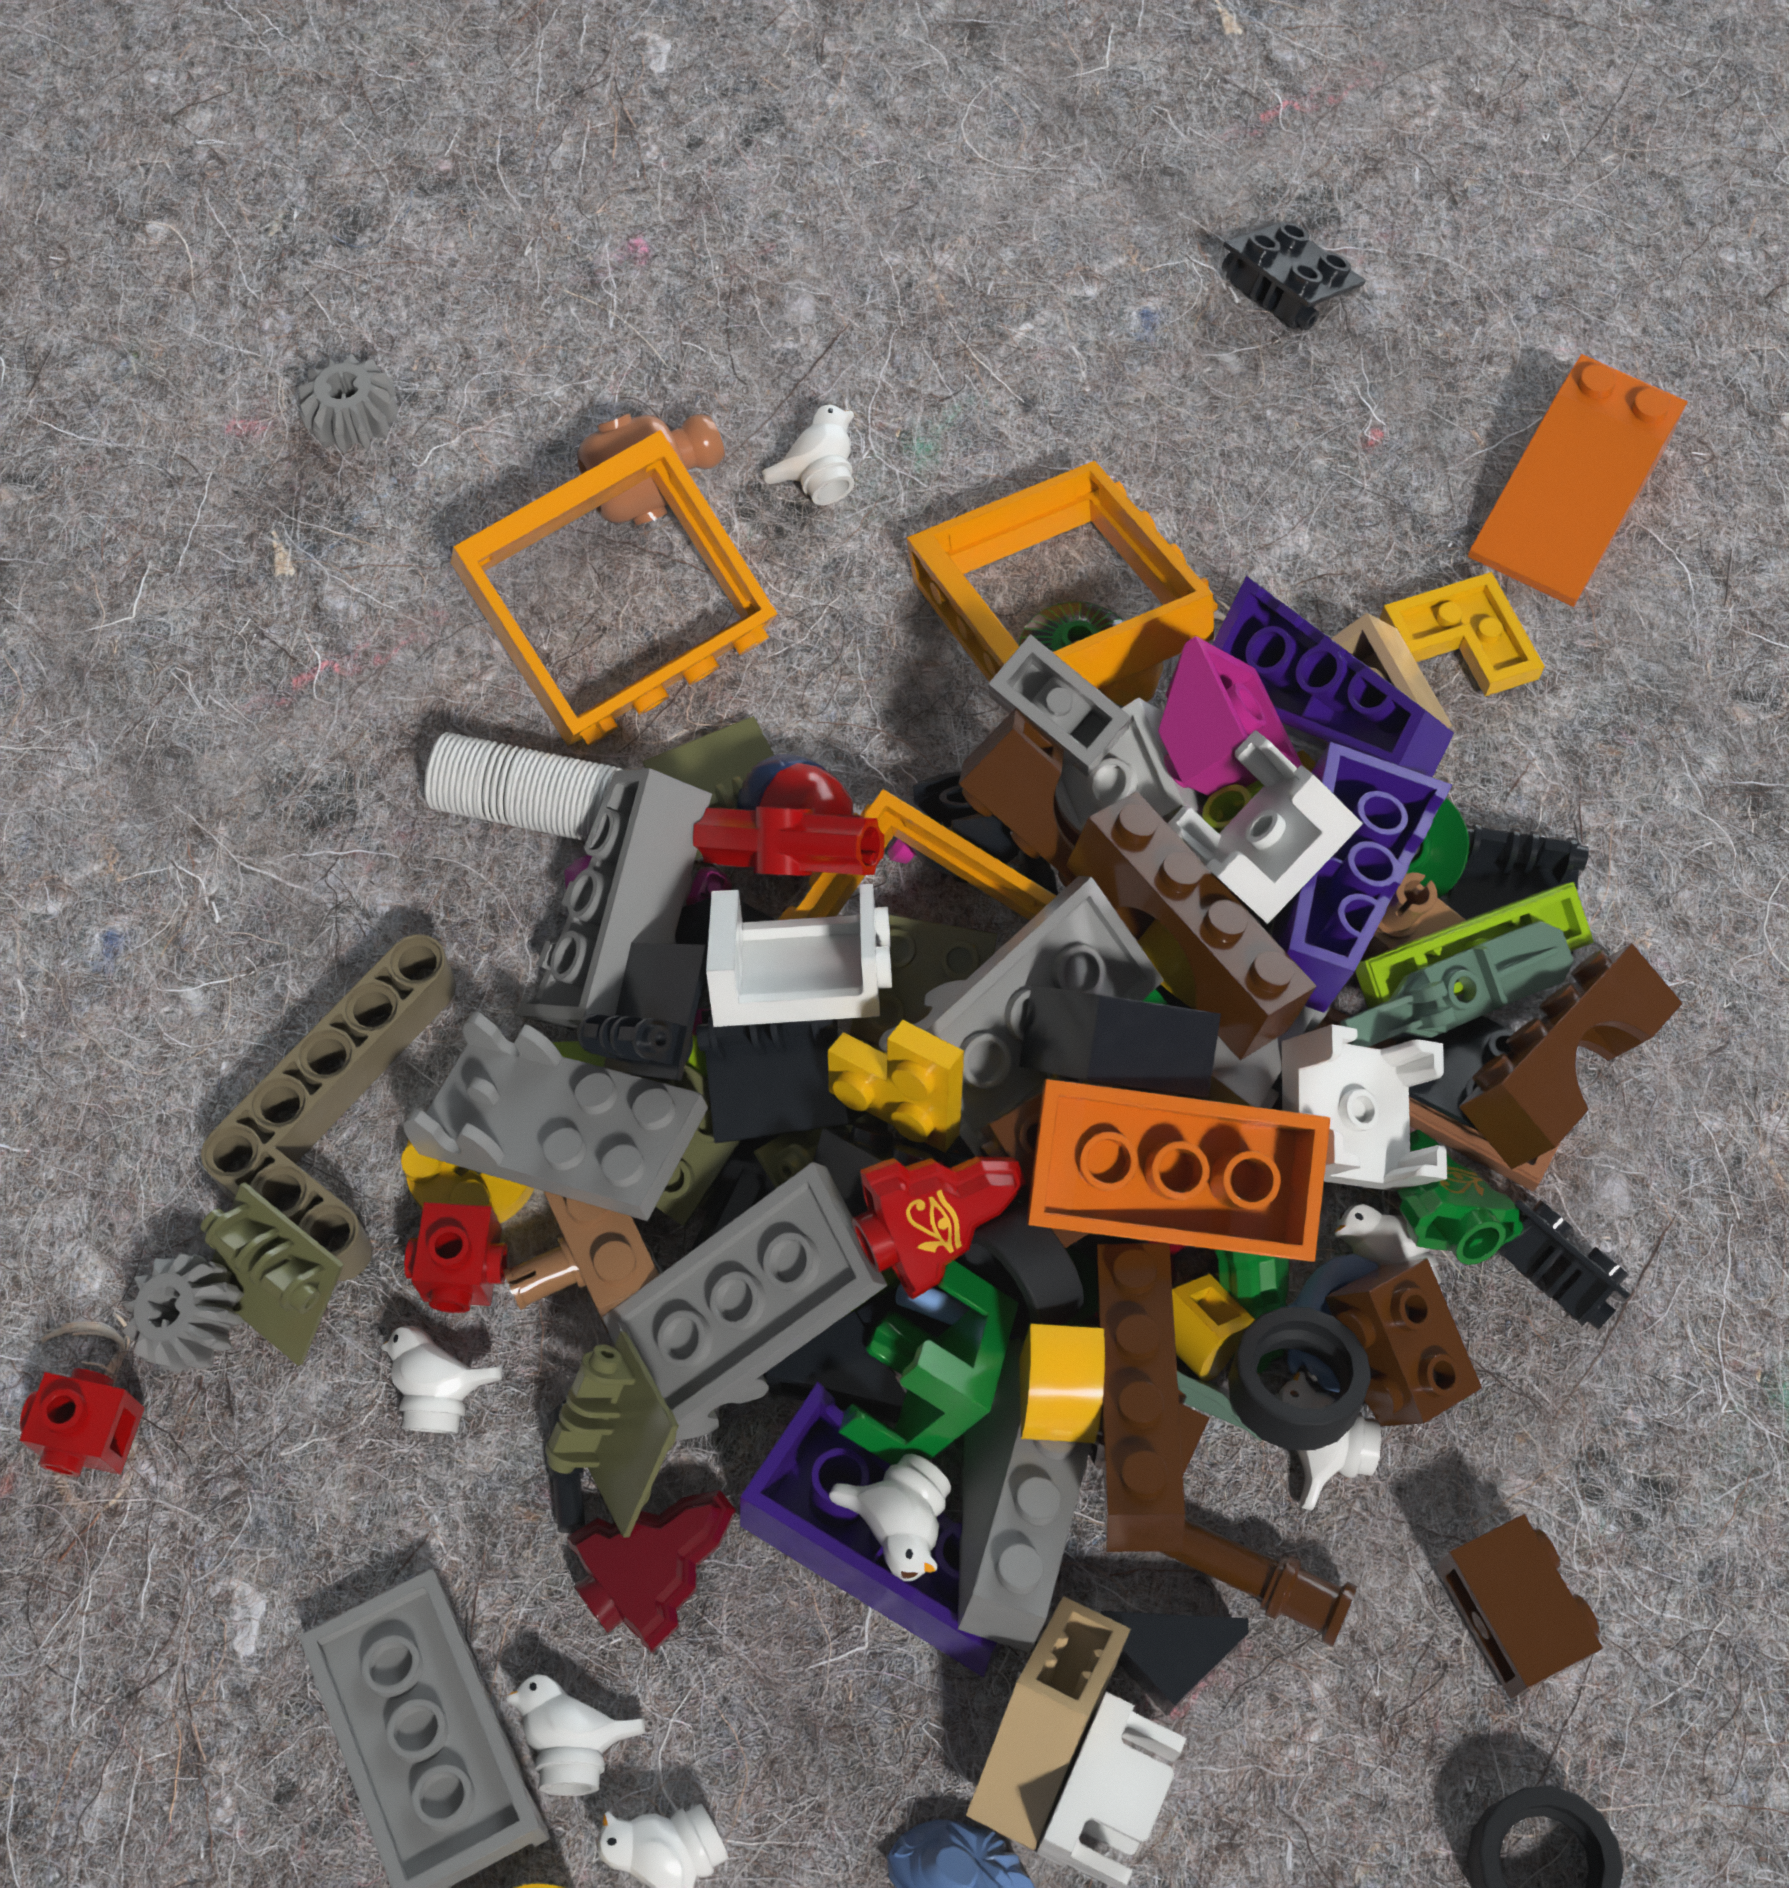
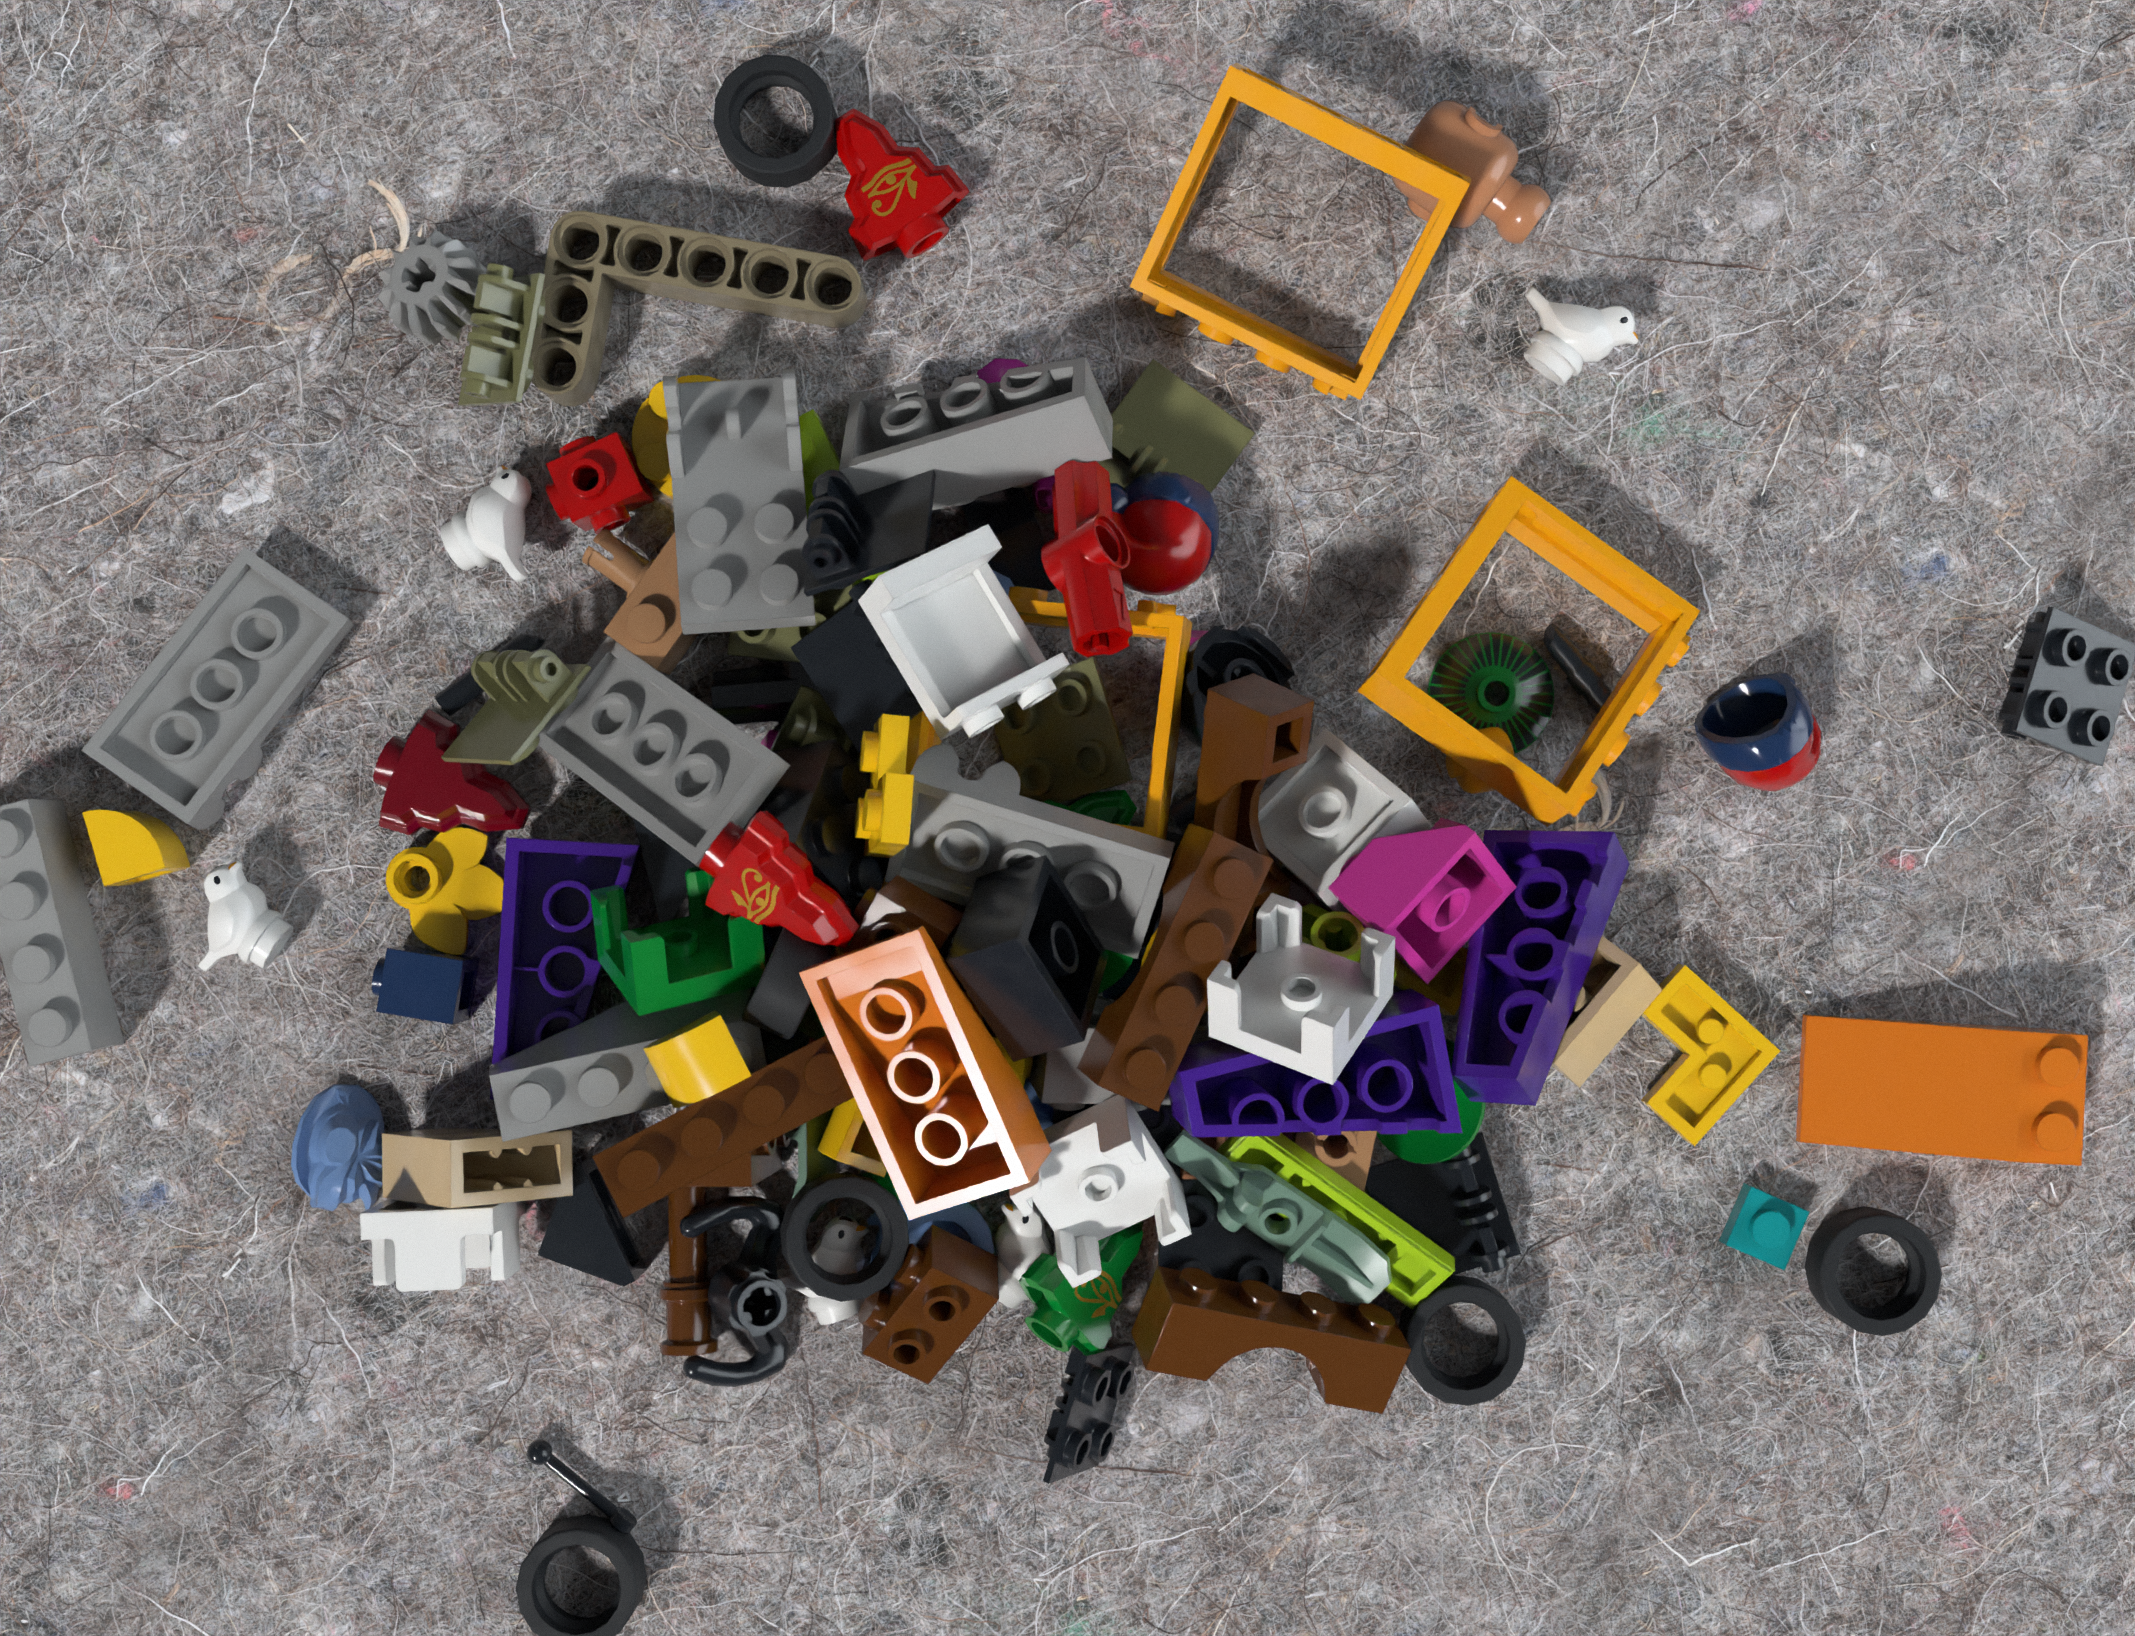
camera: 60 degrees right, 25 degrees up
(80, 1423) = (304, 266): red brick -> none
(224, 913) = (759, 75): none -> black tyre
(366, 888) = (893, 190): none -> red rock
(539, 788) = (1063, 287): white piece -> none
(567, 1736) = (284, 797): white animal -> none
(756, 1611) = (456, 891): none -> yellow plate
(835, 1688) = (425, 984): none -> dark blue brick
(901, 1513) = (548, 978): white animal -> none
(1060, 704) = (1350, 735): light grey brick -> none
(1096, 578) = (1581, 673): none -> black piece
(1216, 468) = (1761, 732): none -> dark blue piece
(1311, 1522) = (744, 1291): none -> black piece
(1385, 1842) = (540, 1453): none -> black hinge
(1520, 1605) = (764, 1486): reddish brown brick -> none
(1638, 656) = (1764, 1226): none -> teal plate
(1663, 886) = (1504, 1365): none -> black tyre
(1719, 556) = (1914, 1297): none -> black tyre

